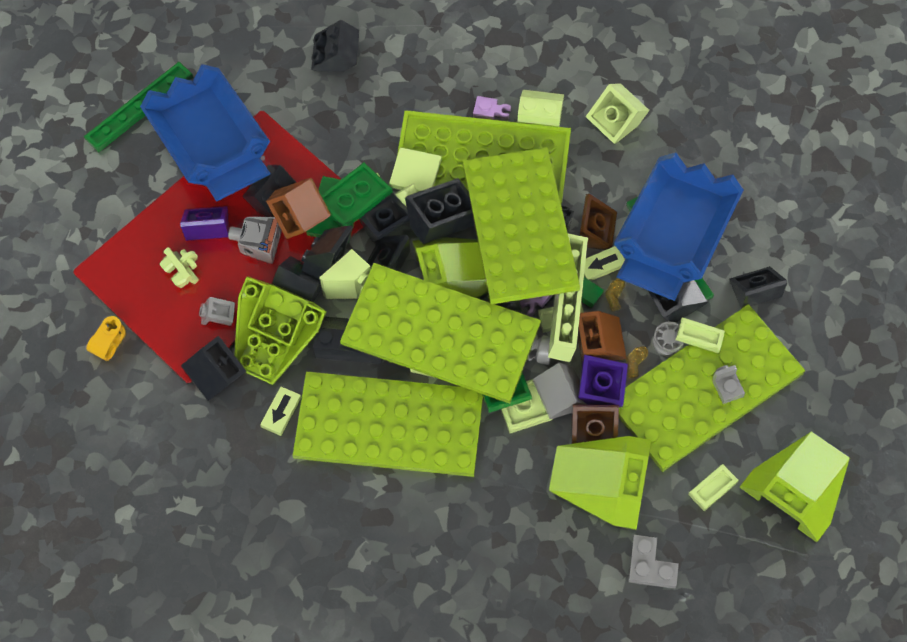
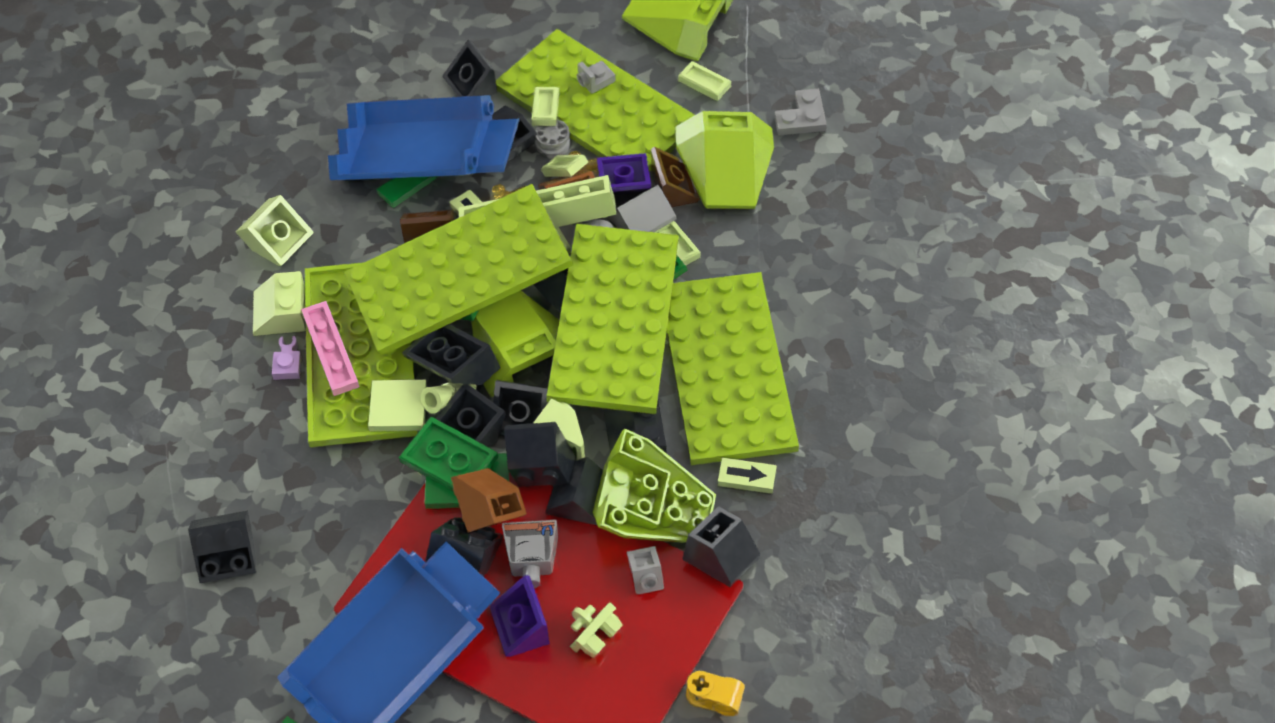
camera: 105 degrees left, 10 degrees down
(481, 131) = (330, 348): none -> bright pink plate
(628, 338) = (564, 165): none -> yellowish green tile

